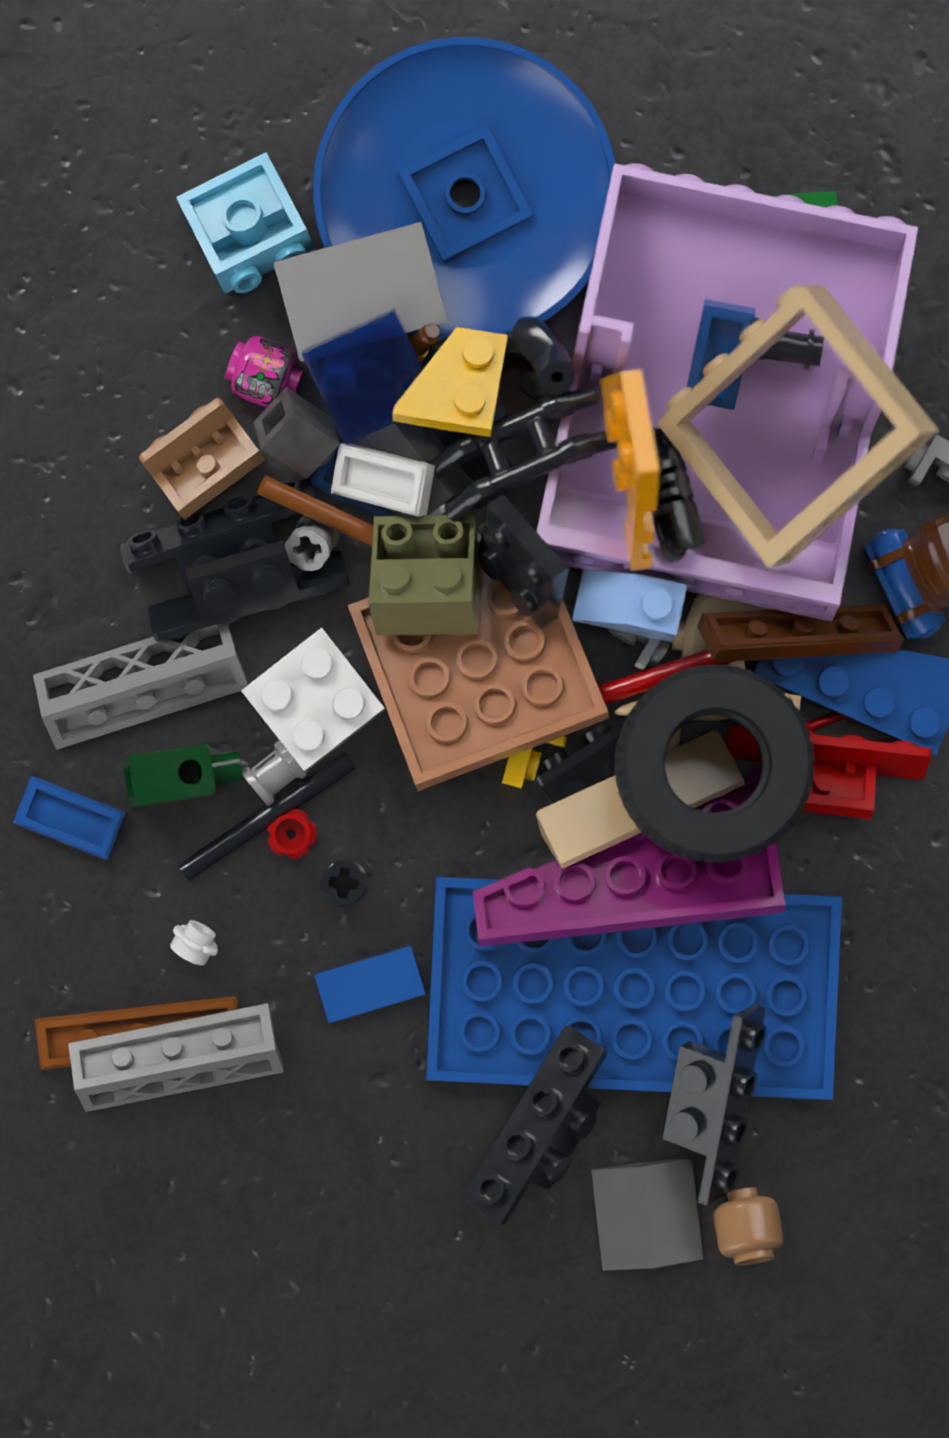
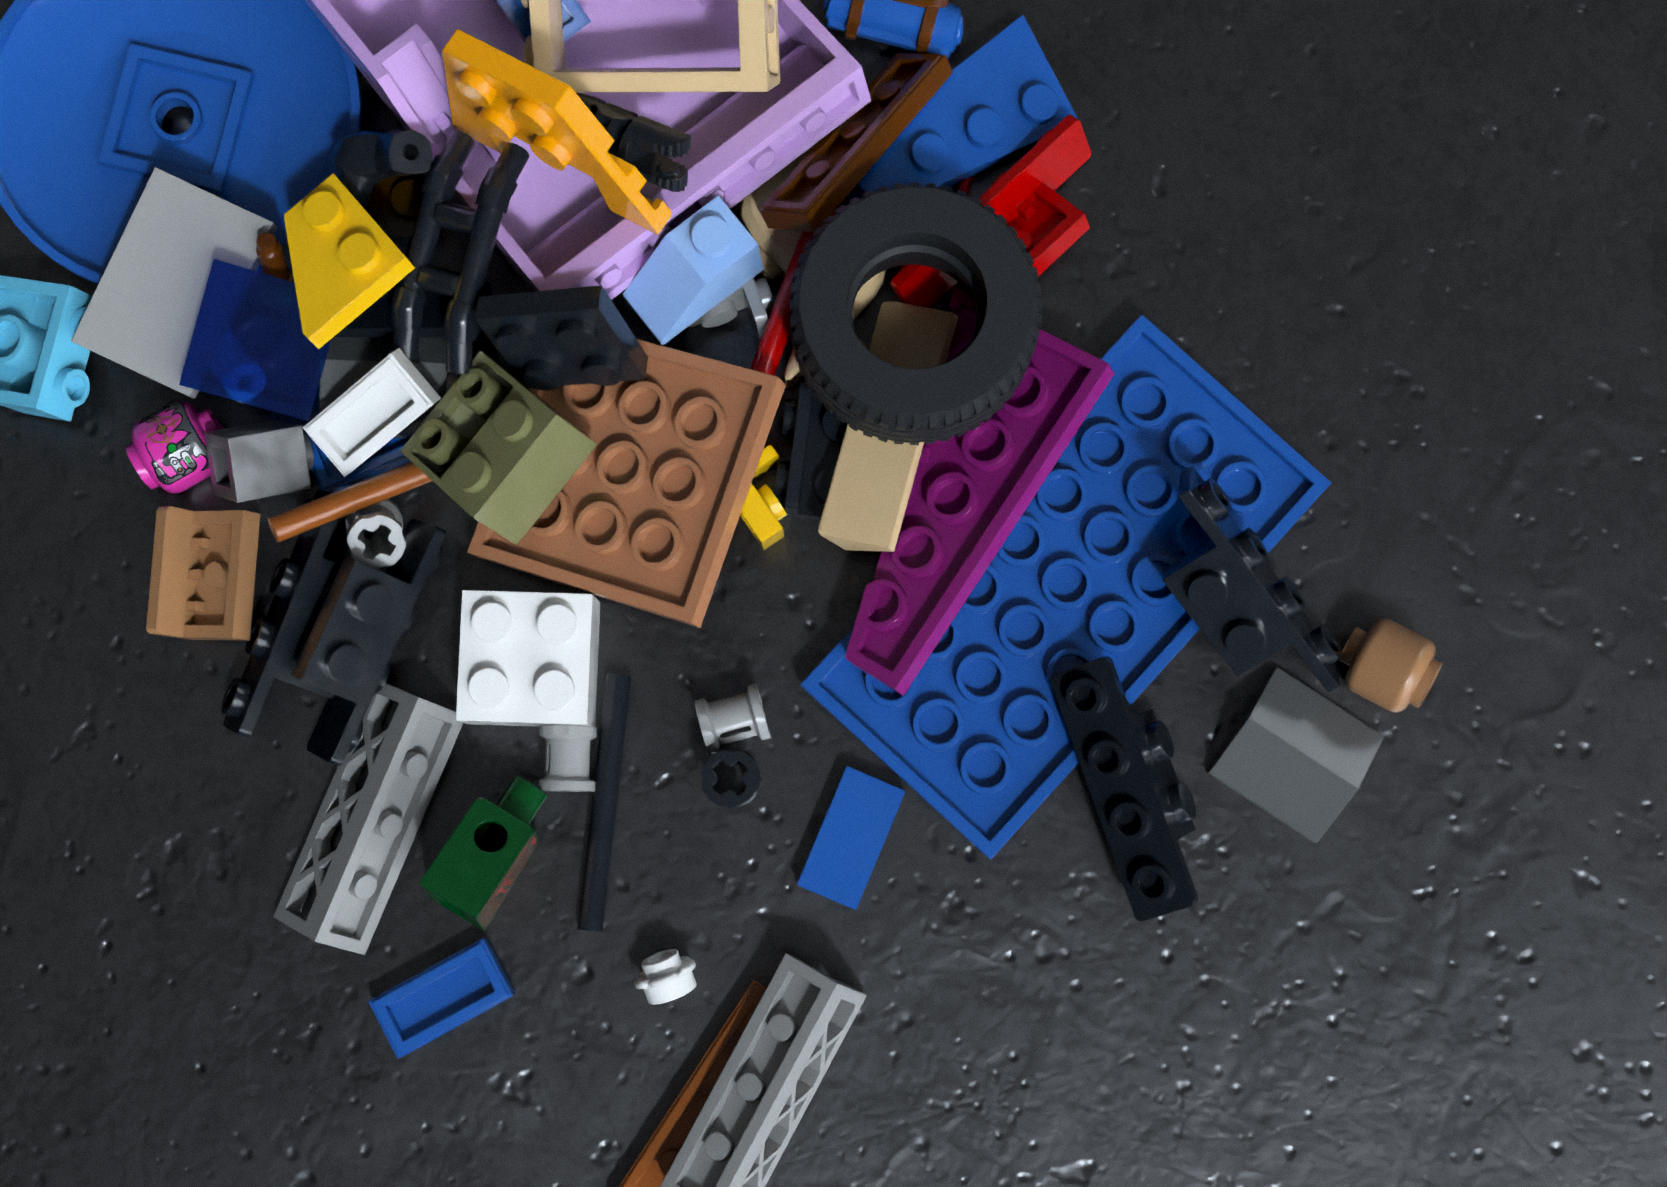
camera: 55 degrees left, 5 degrees down
(295, 847) = (658, 793): red plate -> none
(381, 852) = (732, 719): none -> light grey bush

